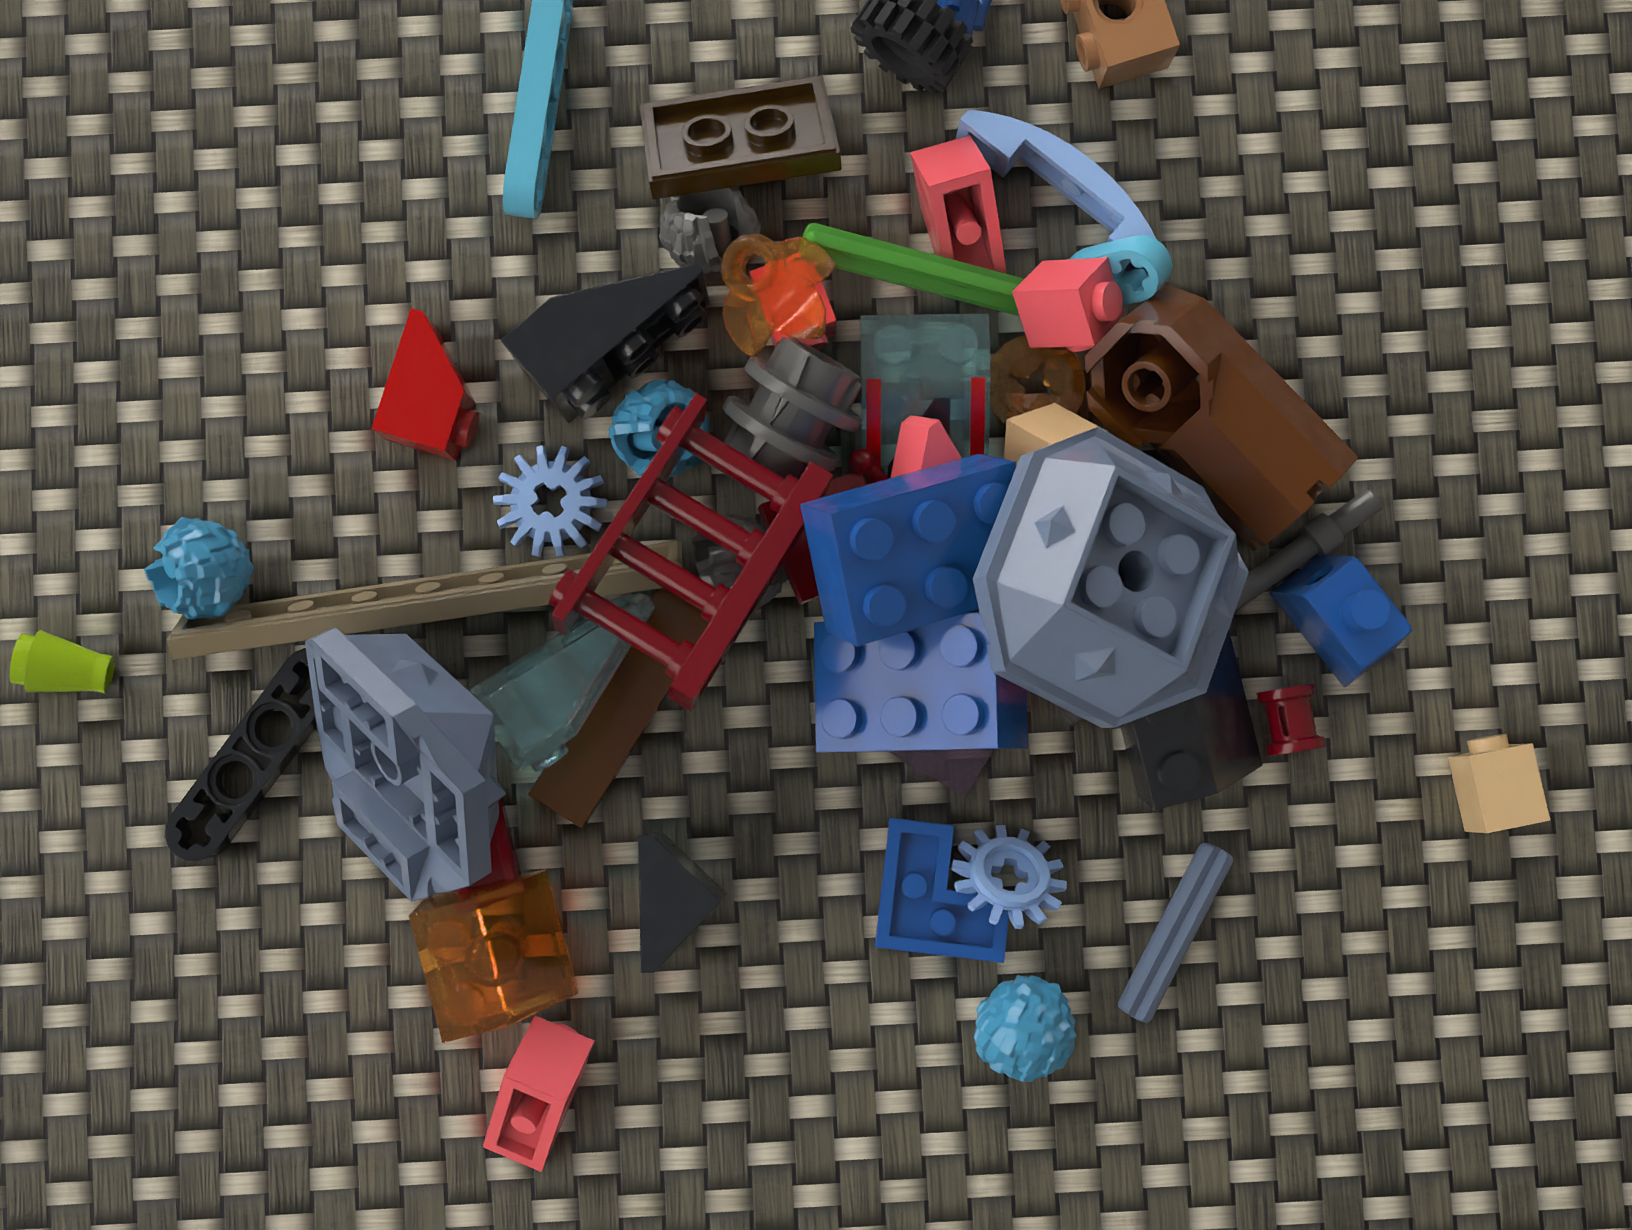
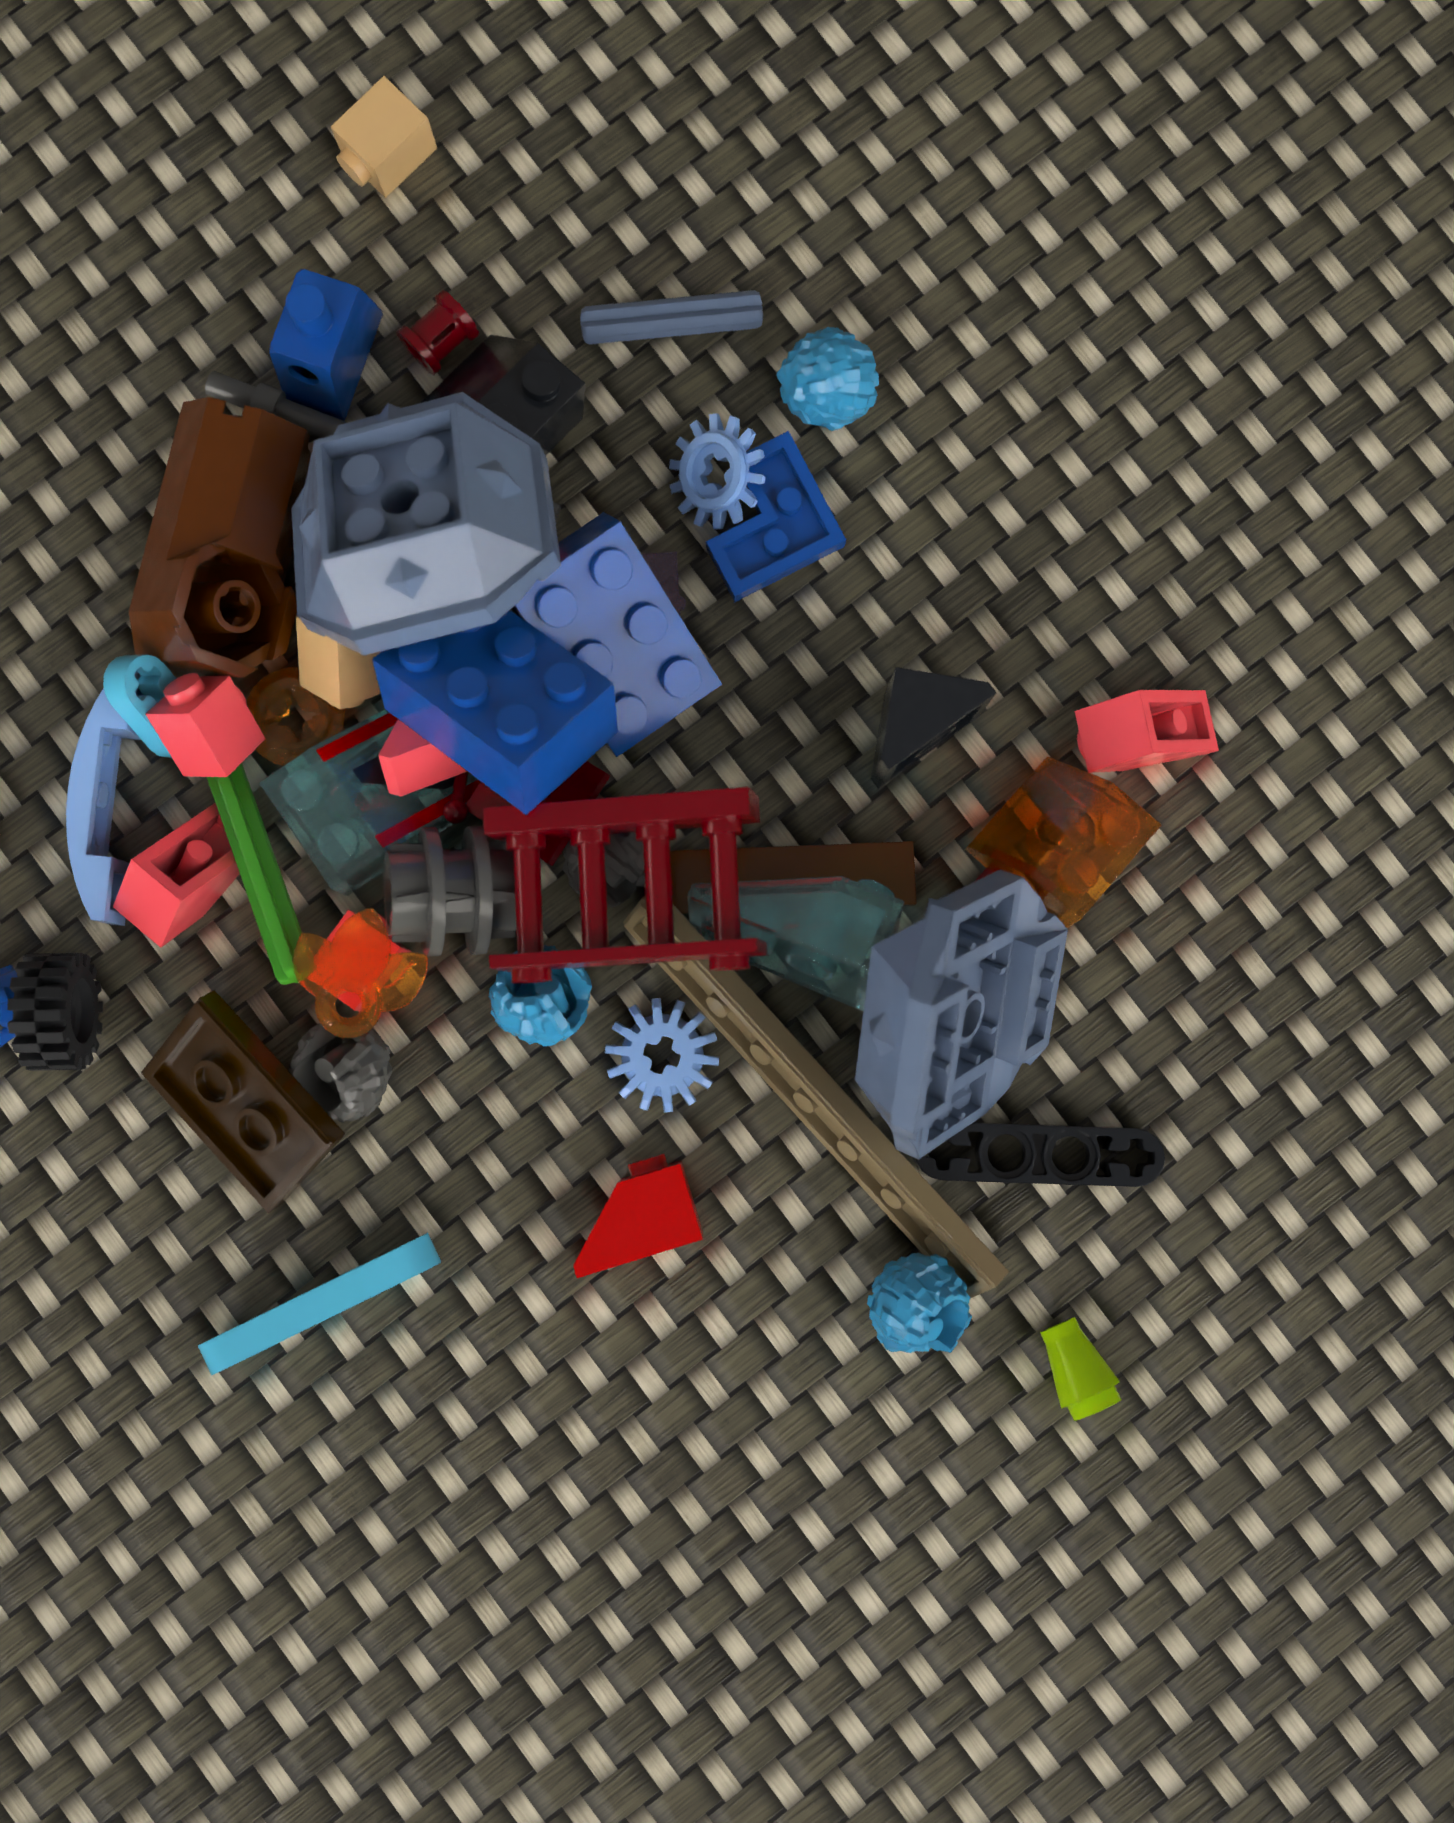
camera: 125 degrees left, 0 degrees up
(597, 335) = (501, 1106): black slope -> none

